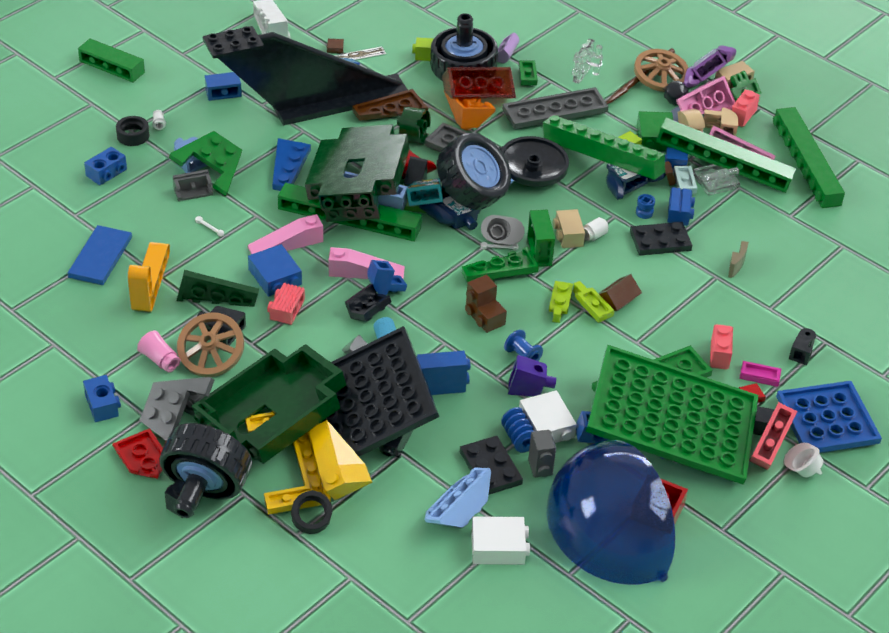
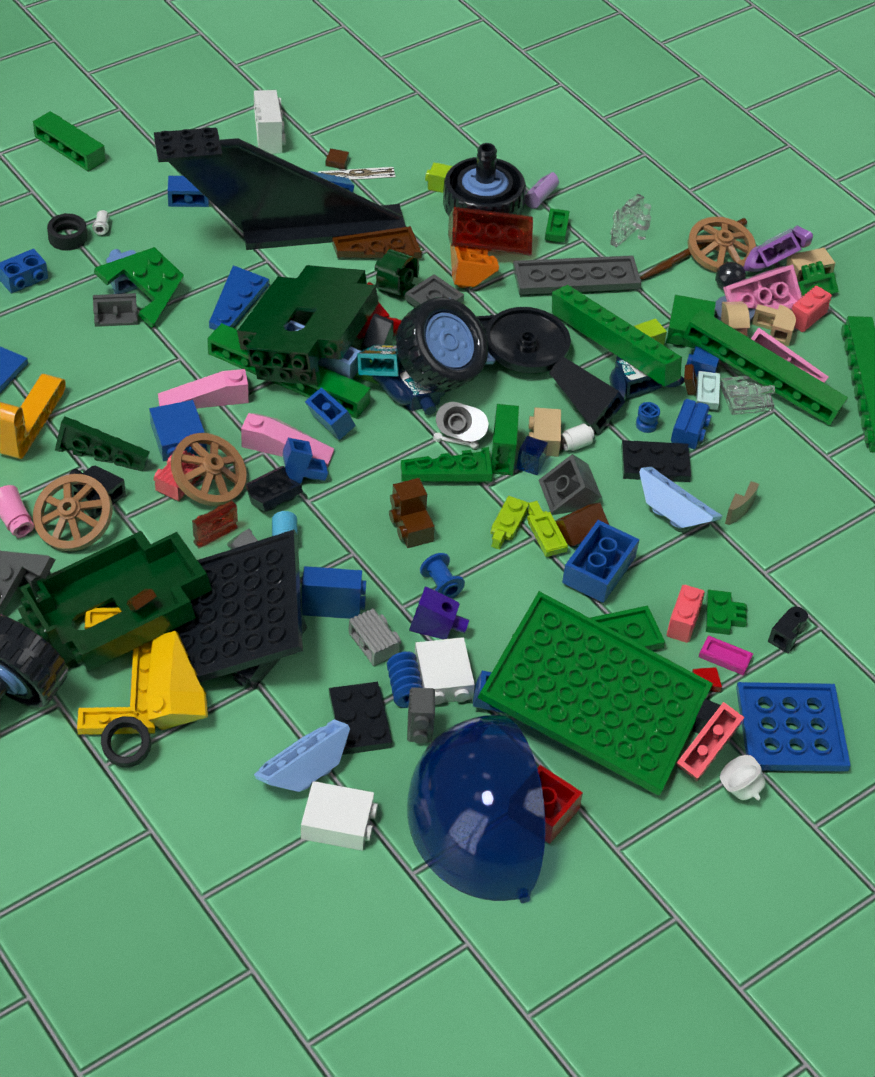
camera: 10 degrees right, 5 degrees up
(199, 219) = (111, 353): white hinge -> none
(293, 399) = (141, 599): none -> reddish brown tile
(312, 292) = (210, 467): none -> medium nougat wheel
(329, 335) = (215, 524): none -> clear red plate
(395, 239) = (330, 413): none -> blue brick
(483, 402) = (374, 636): none -> light grey brick
(564, 247) = (532, 455): none -> clear blue brick
(595, 195) = (589, 394): none -> black slope
(601, 266) = (569, 486): none -> dark grey slope
(644, 317) = (600, 561): none -> blue brick
(687, 265) = (673, 501): none -> light blue wedge
(749, 343) = (723, 613): none -> green hinge

